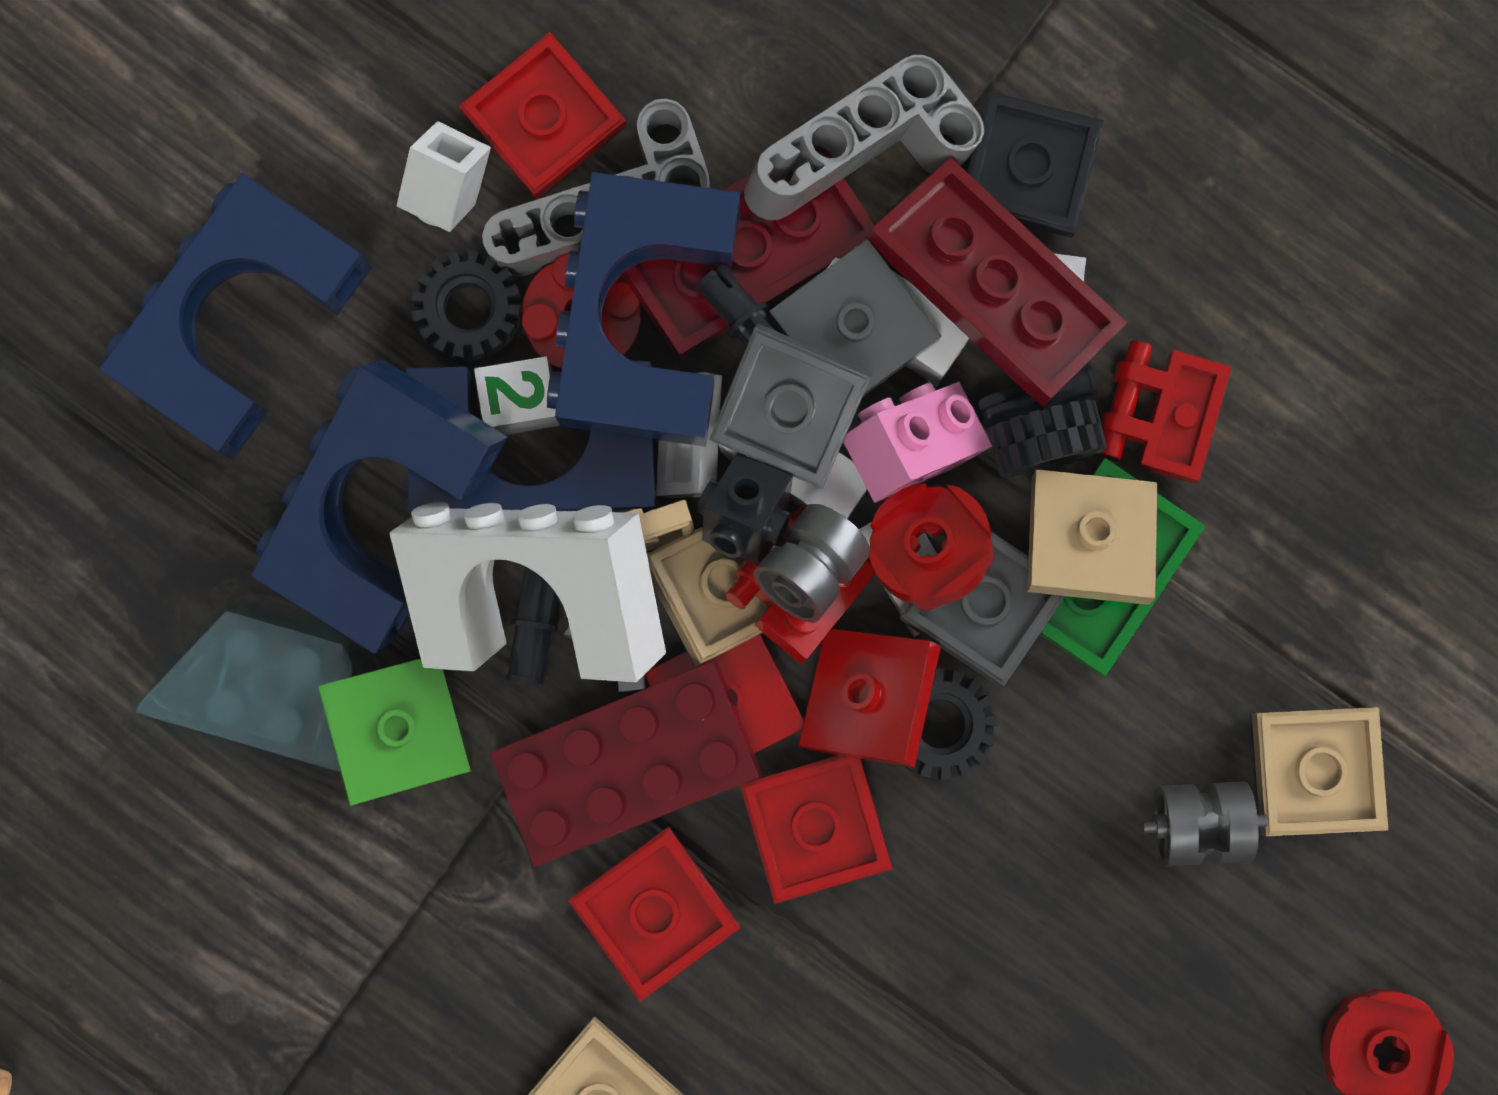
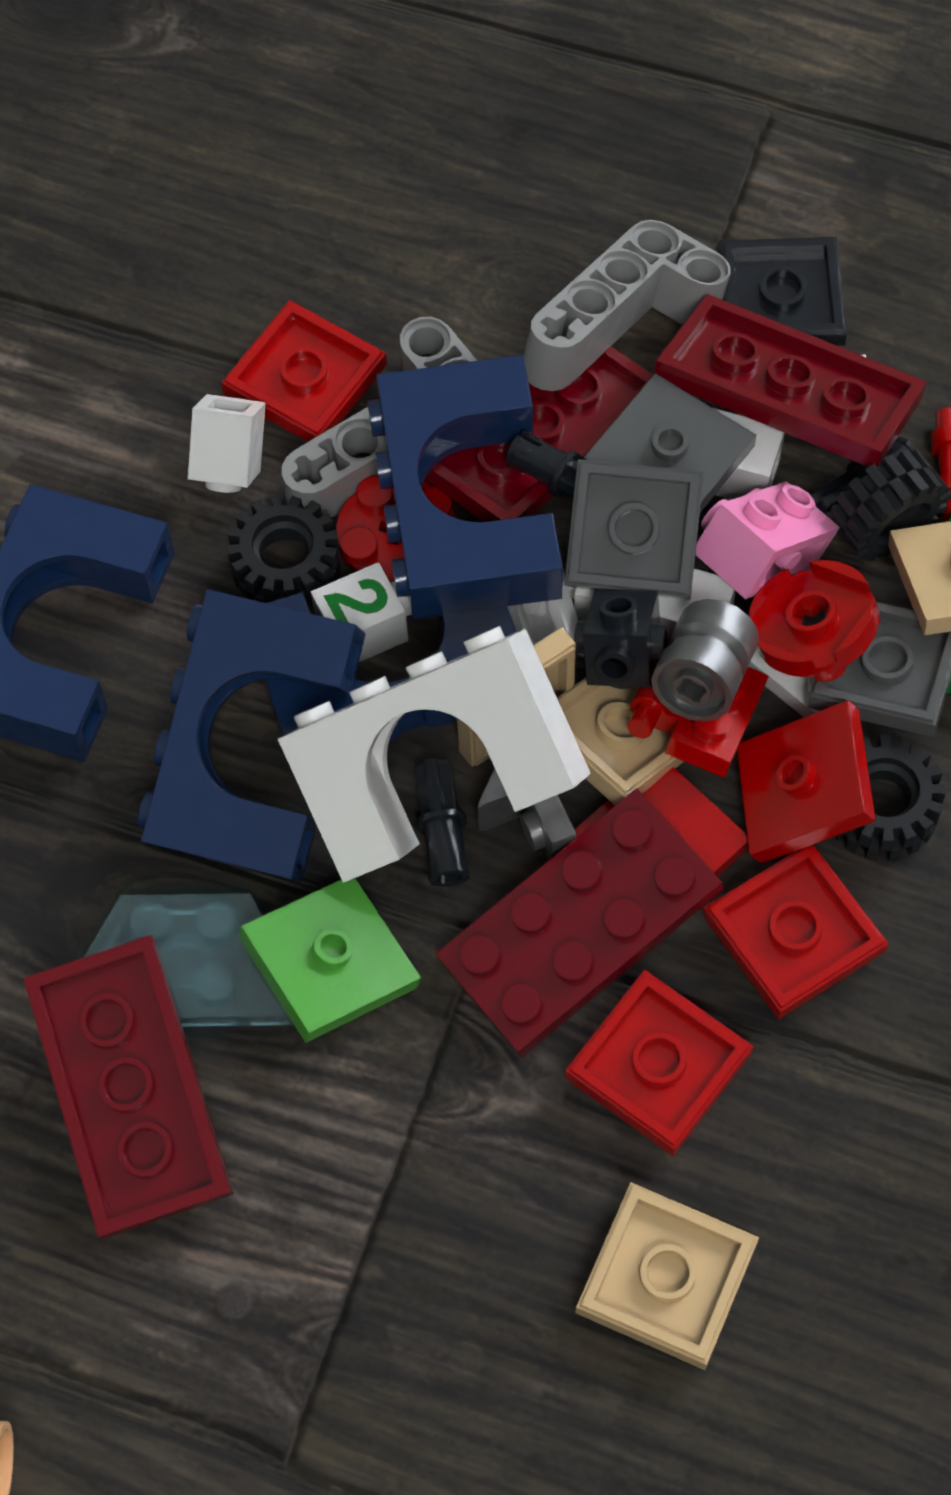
camera: 10 degrees left, 20 degrees down
(180, 803) = (127, 1087): none -> dark red plate

